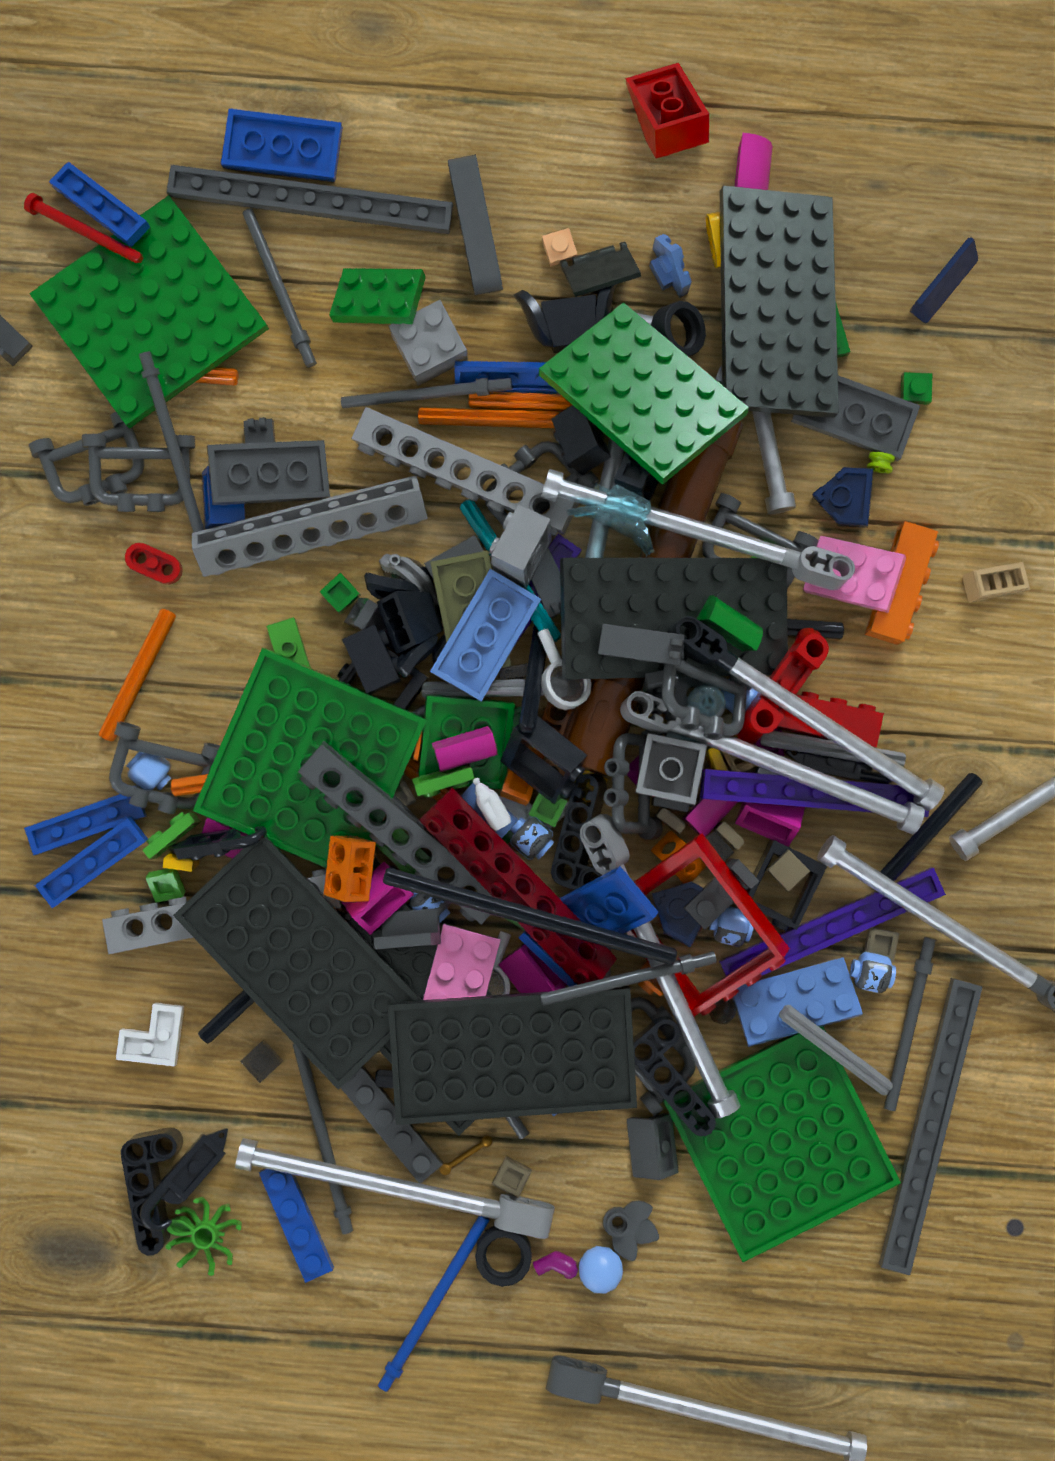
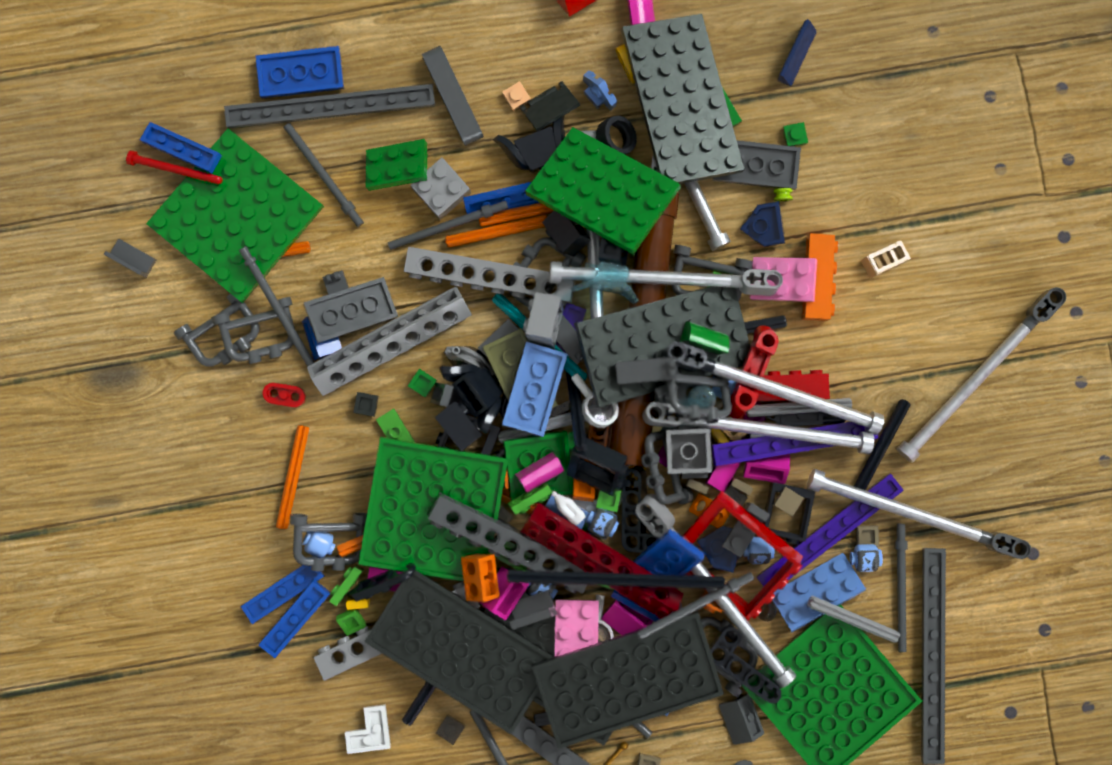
camera: 15 degrees left, 0 degrees up
(258, 602) = (366, 404): none -> pearl dark grey plate

